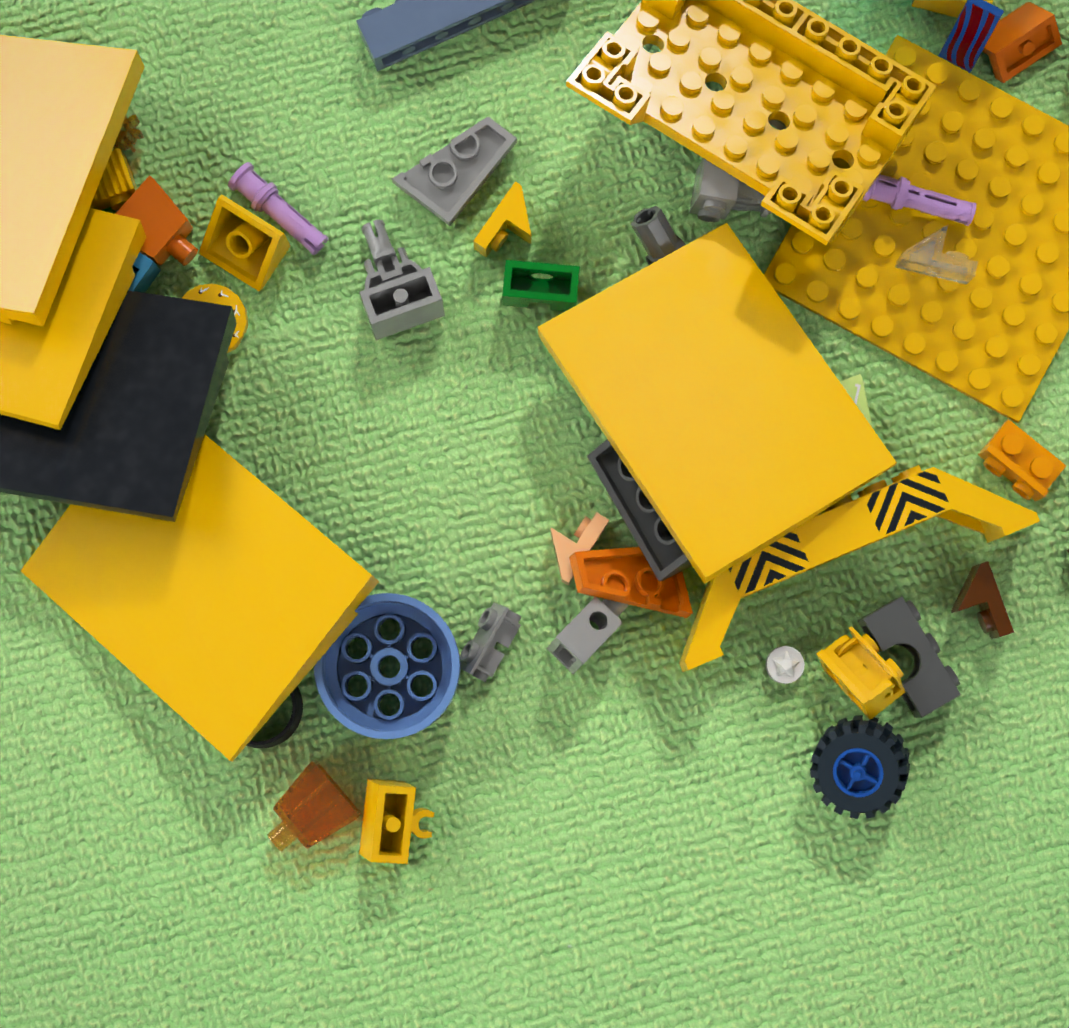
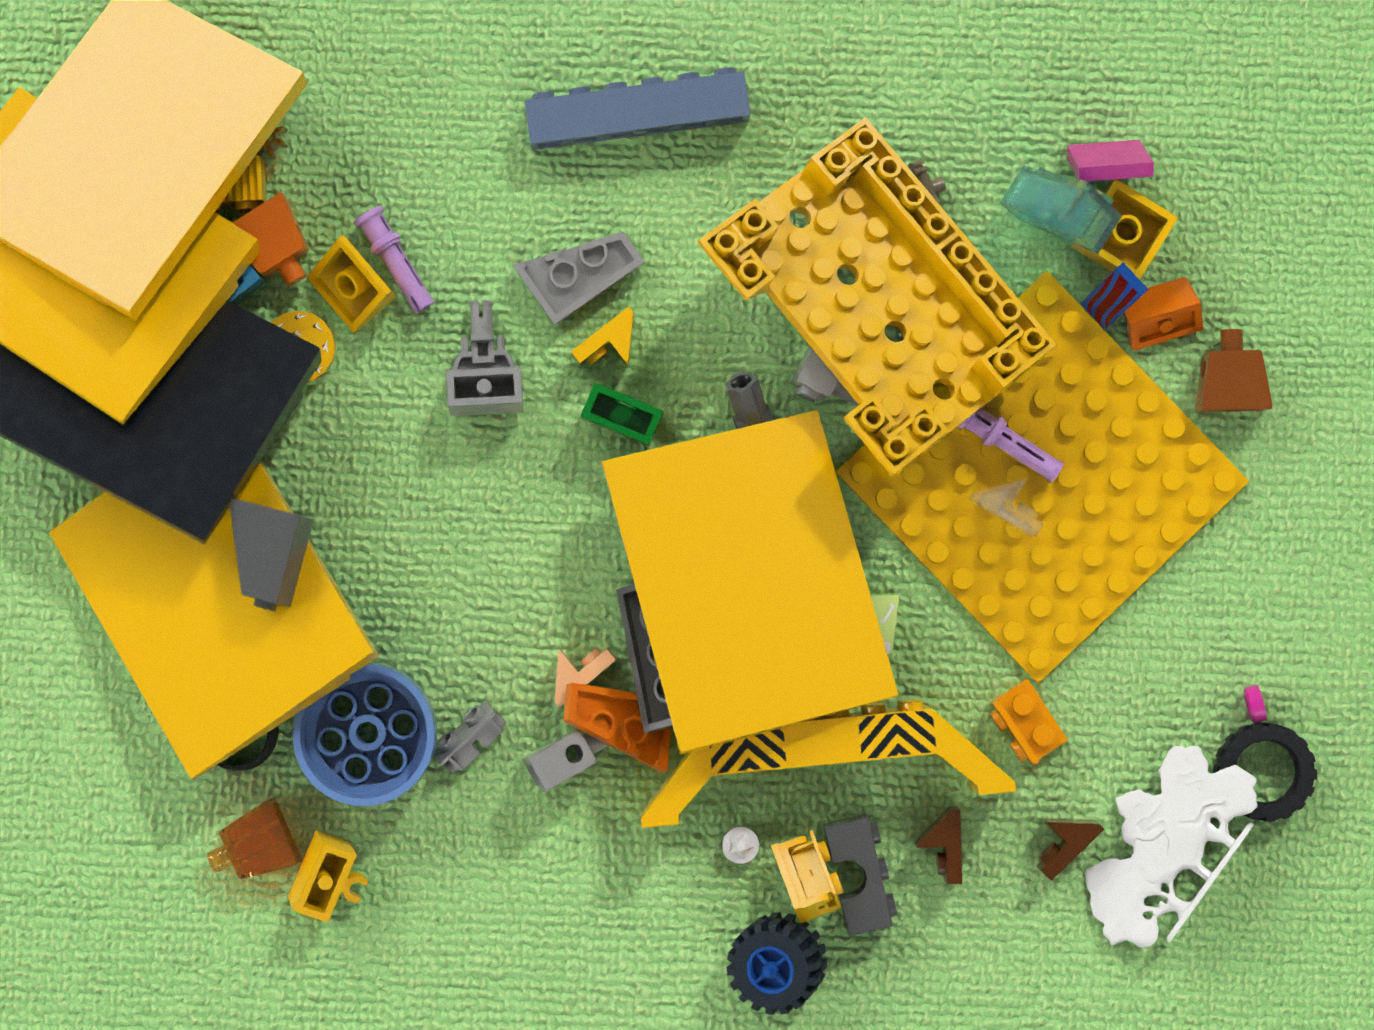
camera: 15 degrees right, 5 degrees up
(240, 510) = (268, 551): none -> dark grey slope

